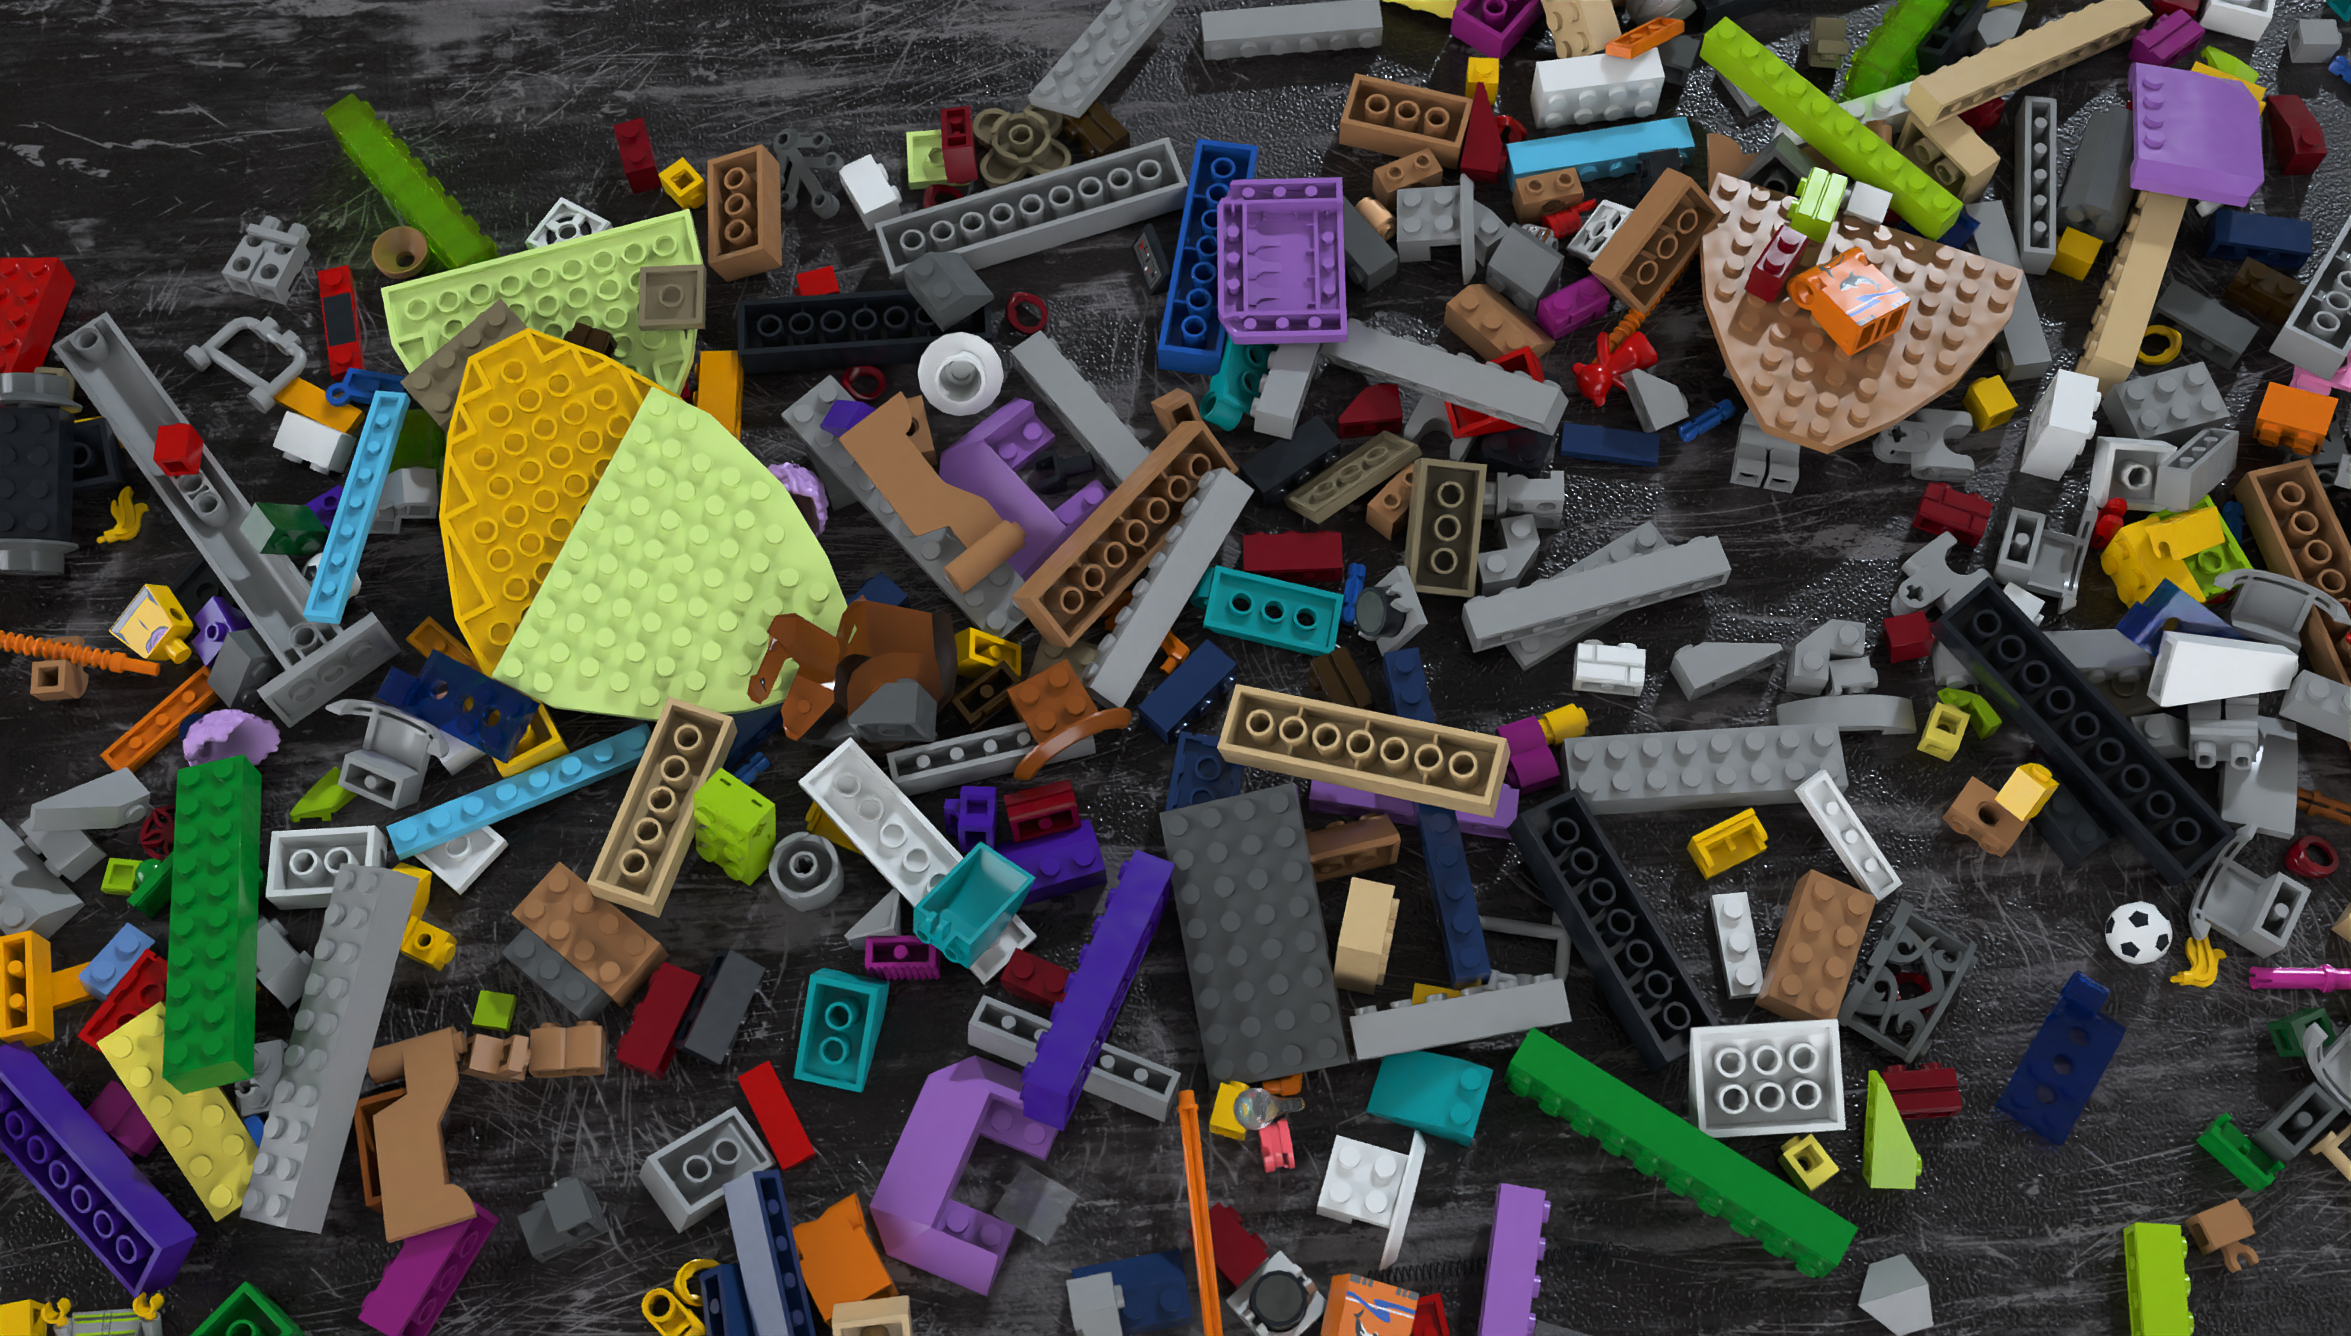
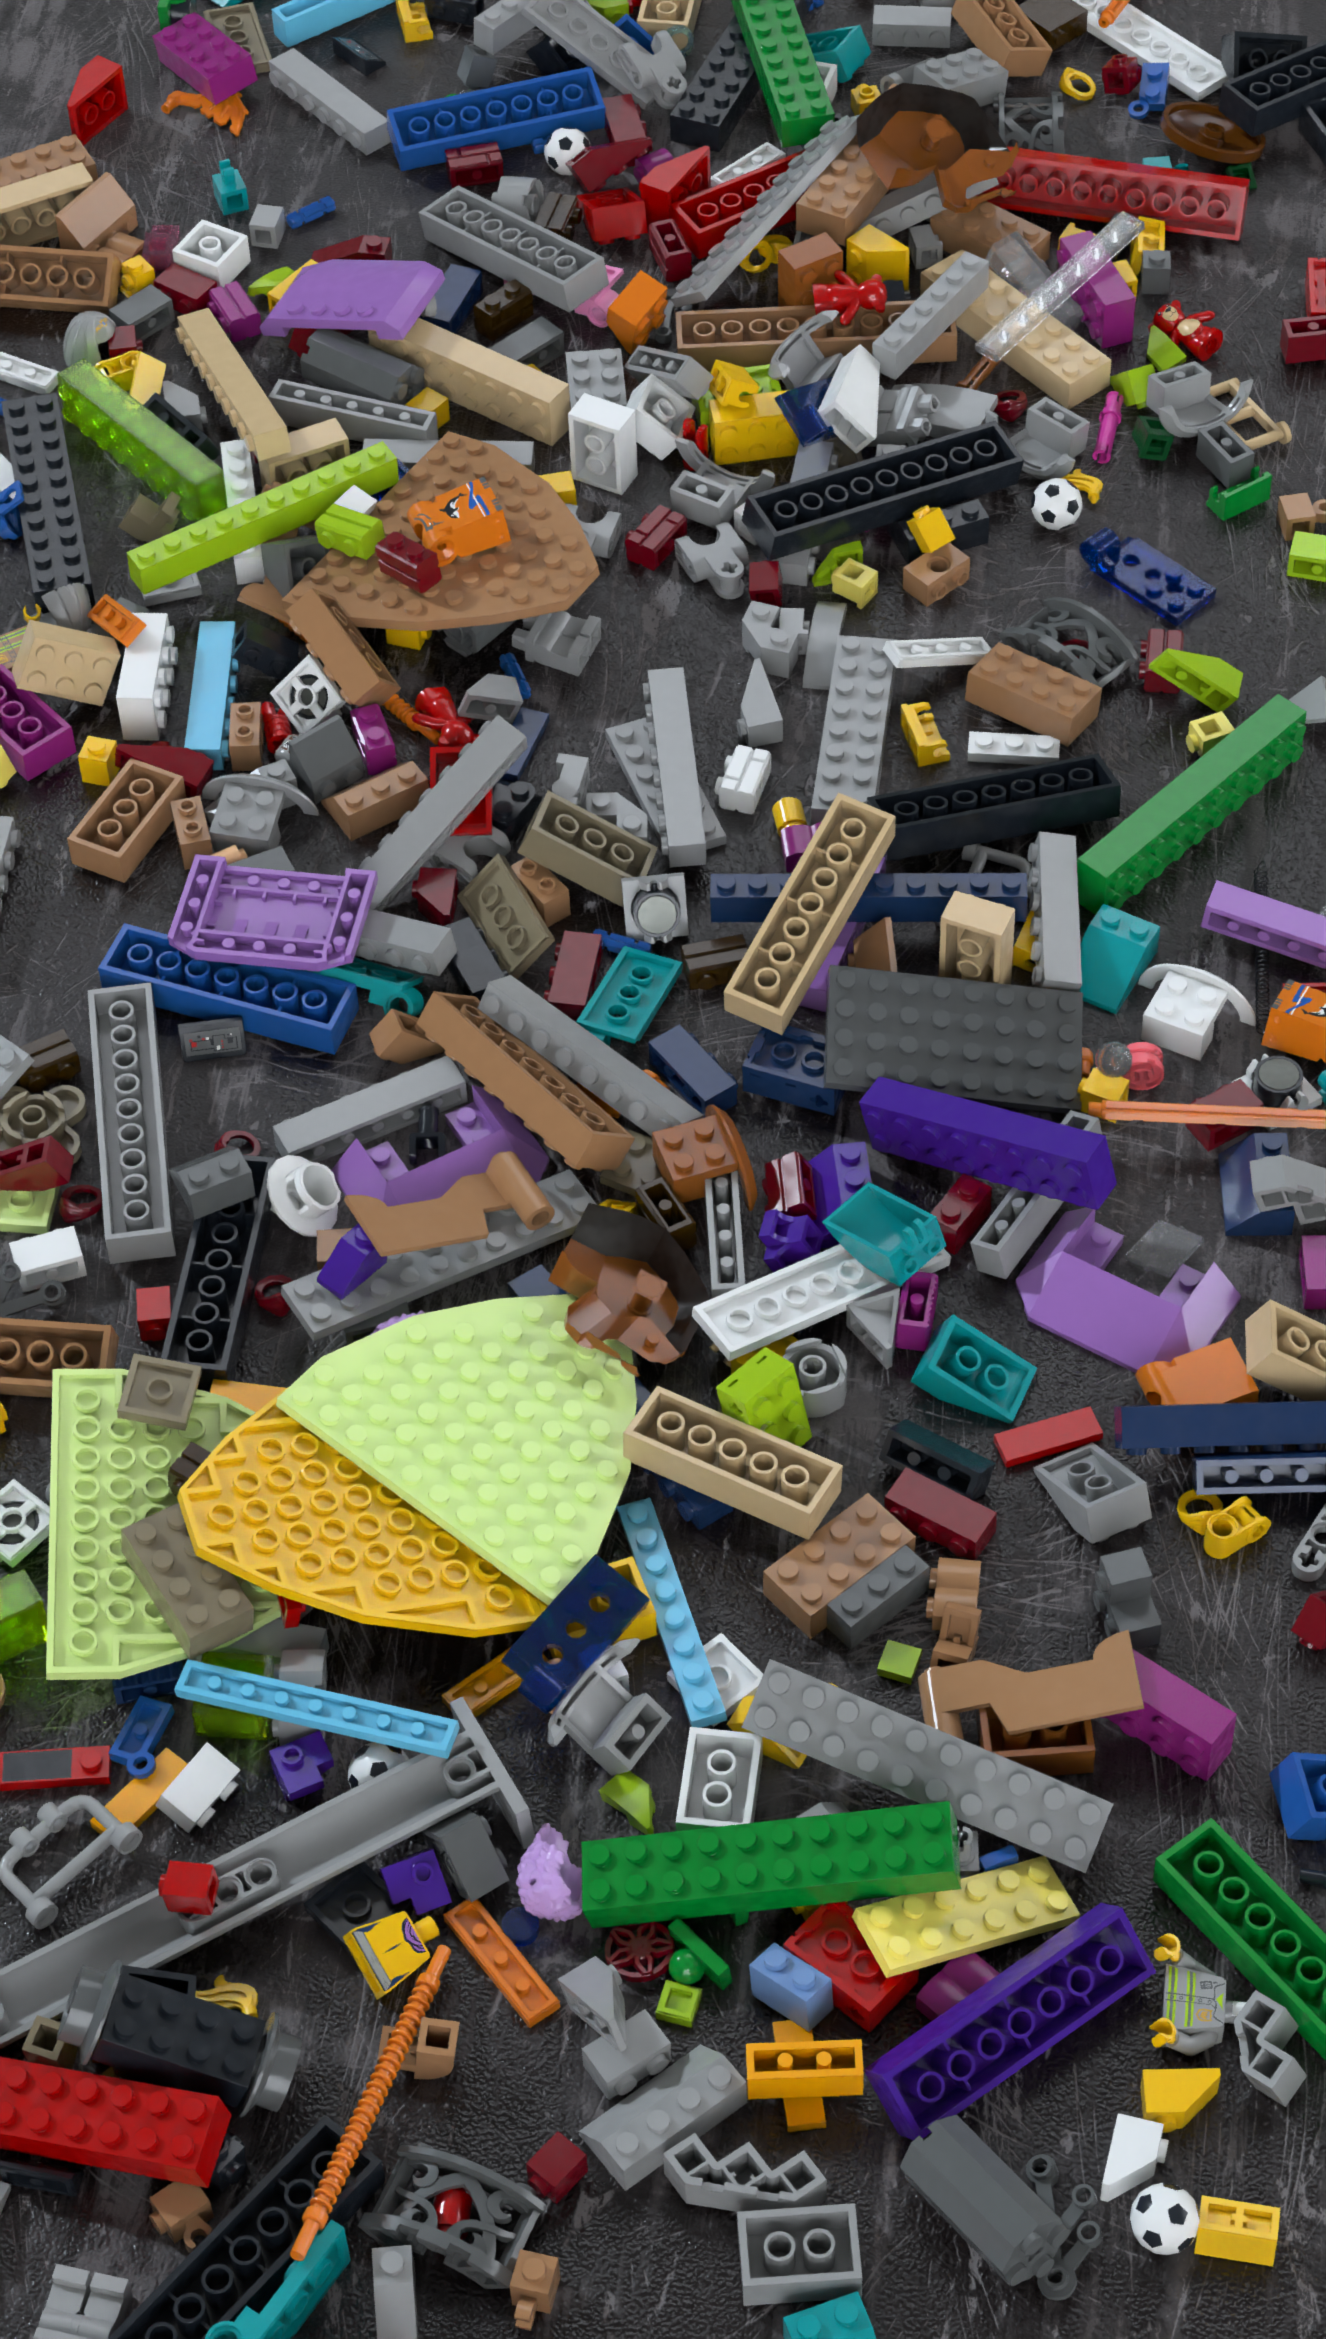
camera: 80 degrees left, 15 degrees down
(283, 529) = (327, 1781): dark green brick -> none
(897, 714) = (682, 1256): dark grey slope -> none
(1766, 1078) = (1143, 733): white slope -> none

